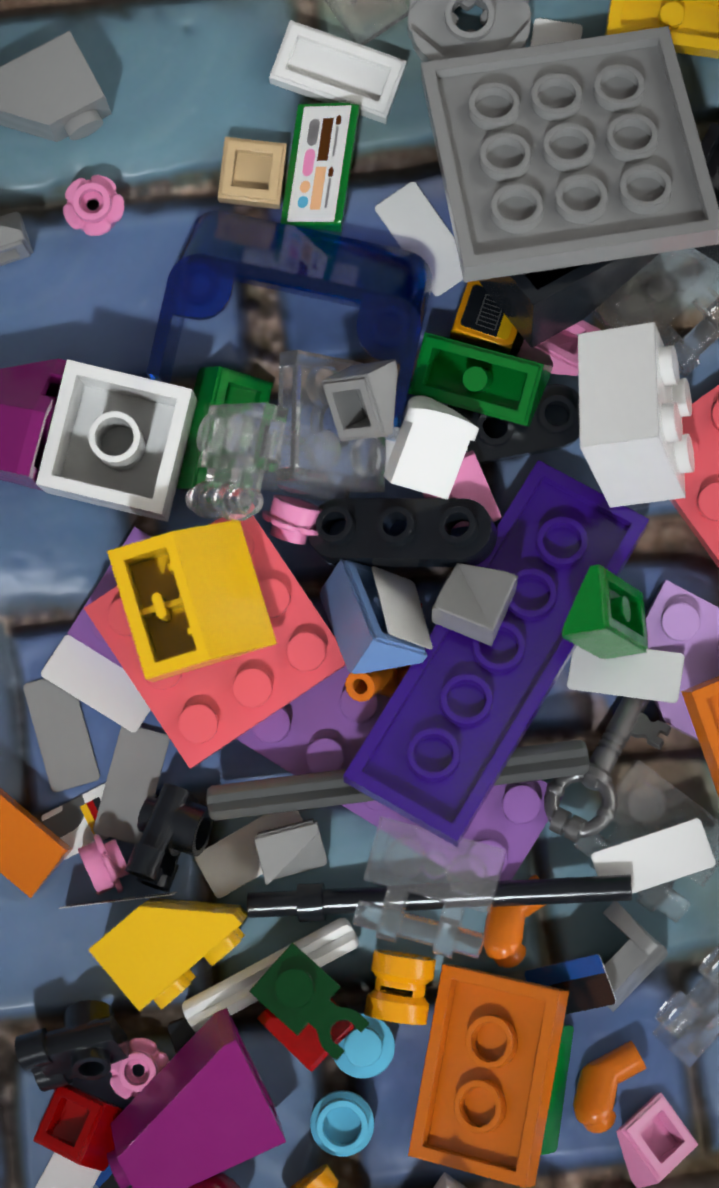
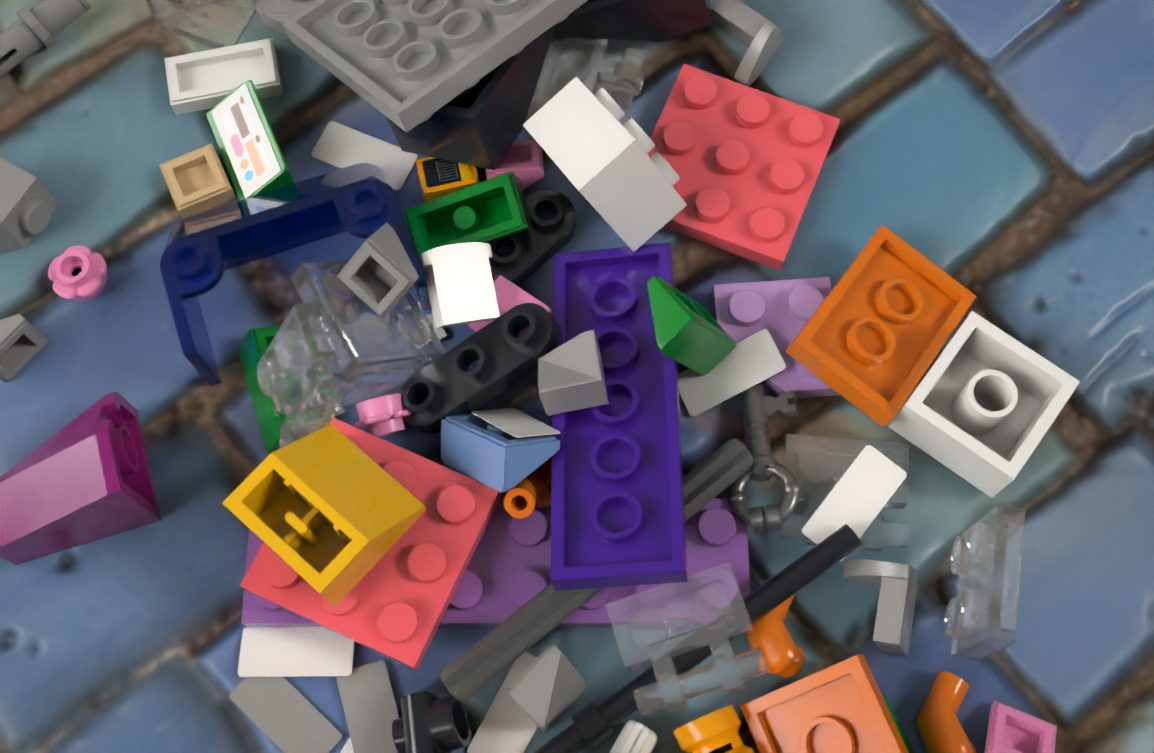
camera: 30 degrees left, 15 degrees down
(117, 440) = (190, 432): white brick -> none
(582, 977) = (870, 634): sticker -> none

